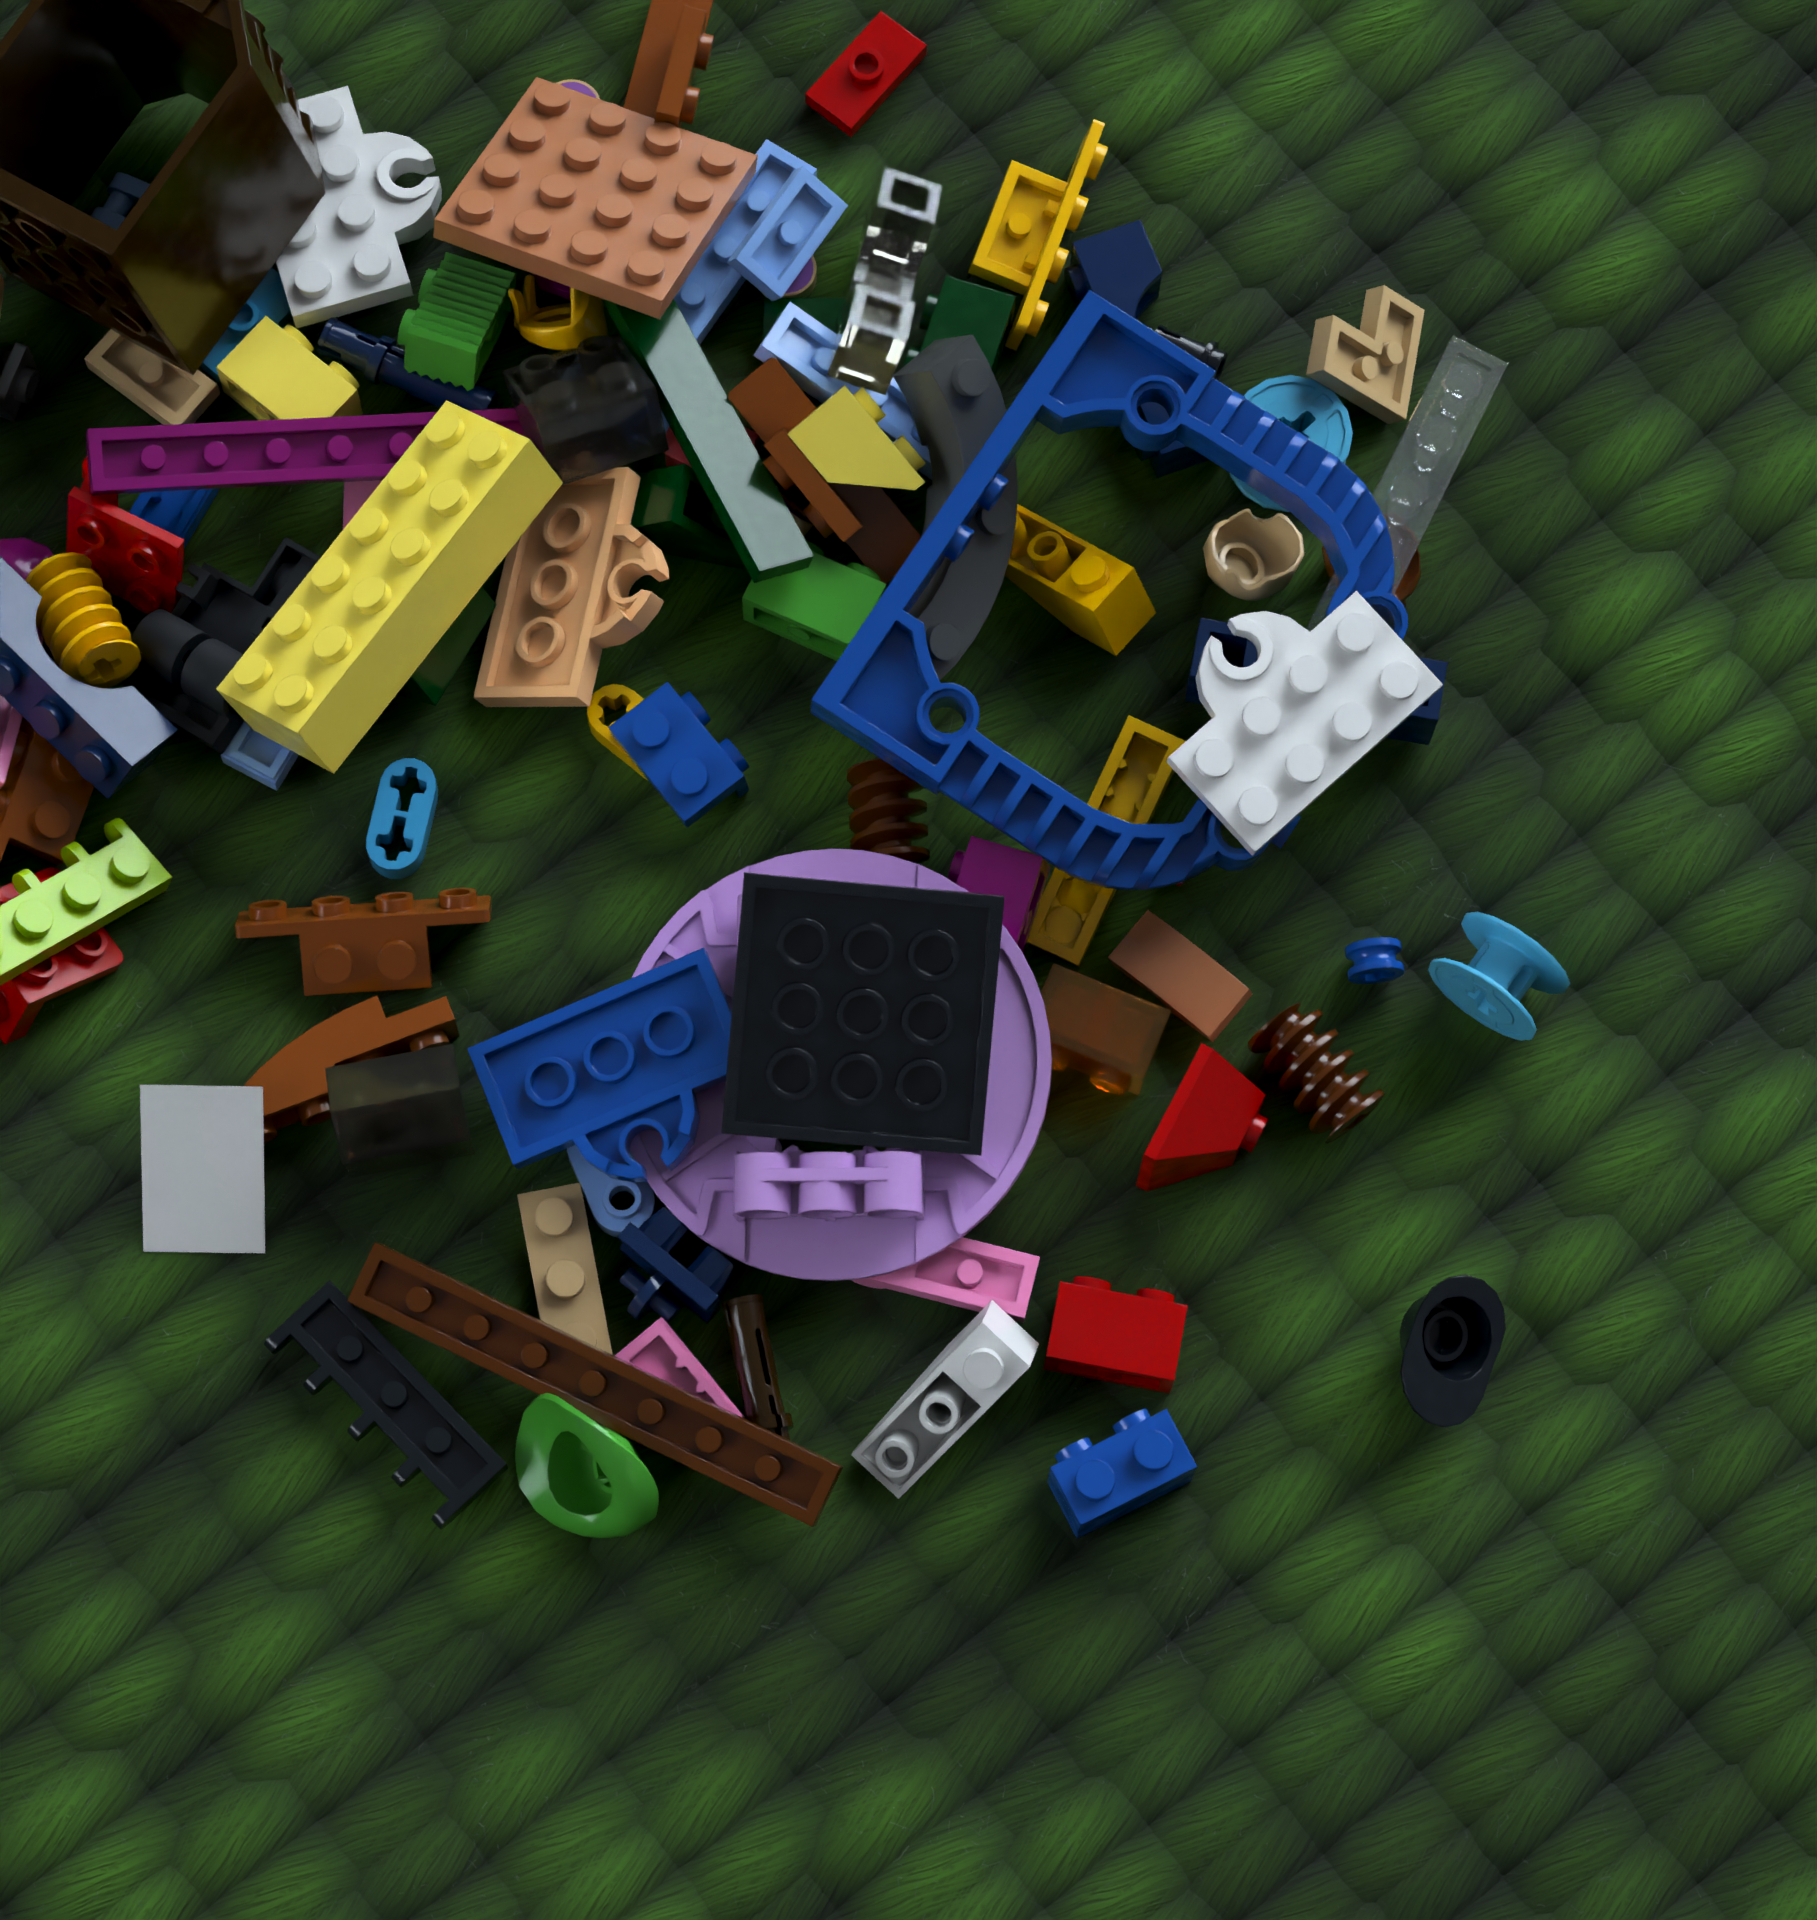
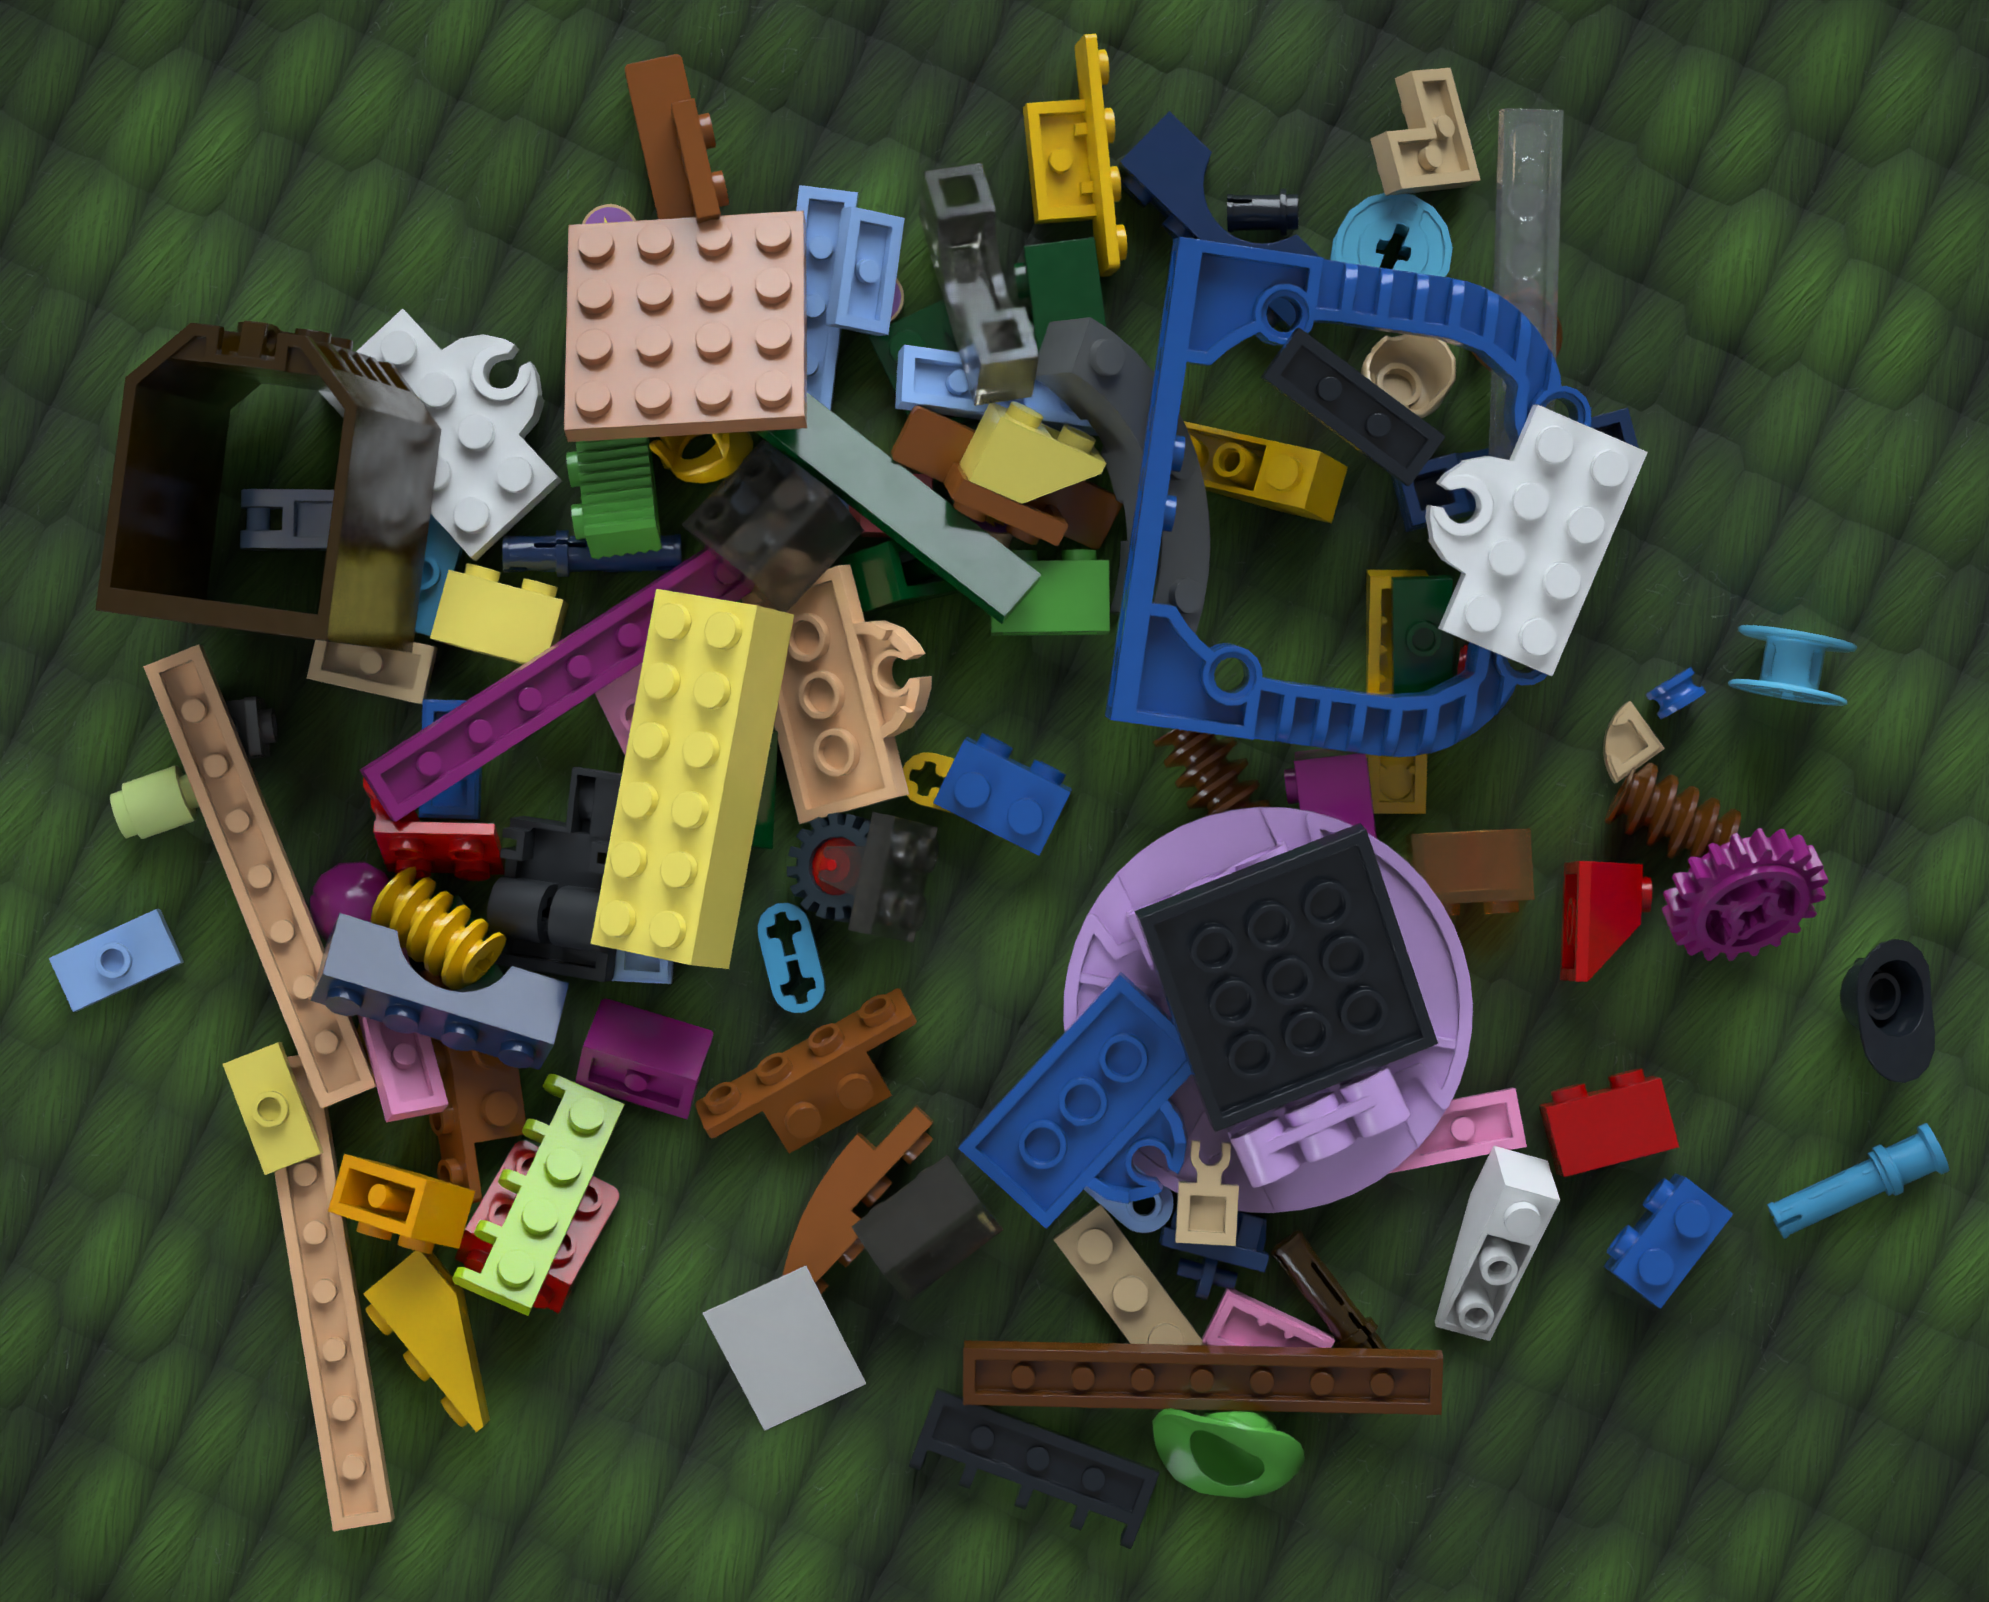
camera: 20 degrees left, 15 degrees up
(211, 844) = (643, 1058): none -> magenta panel
(516, 764) = (866, 872): none -> clear smoke plate
(681, 1215) = (1207, 1207): none -> tan plate
(866, 74) = (853, 73): red plate -> none
(1150, 787) = (1419, 649): none -> dark green plate
(1178, 511) = (1352, 407): none -> black plate
(1180, 975) = (1518, 785): nougat slope -> none
(1310, 985) = (1628, 742): none -> tan tile
(1351, 1149) = (1744, 894): none -> magenta gear
(1372, 1510) = (1885, 1171): none -> dark azure pin

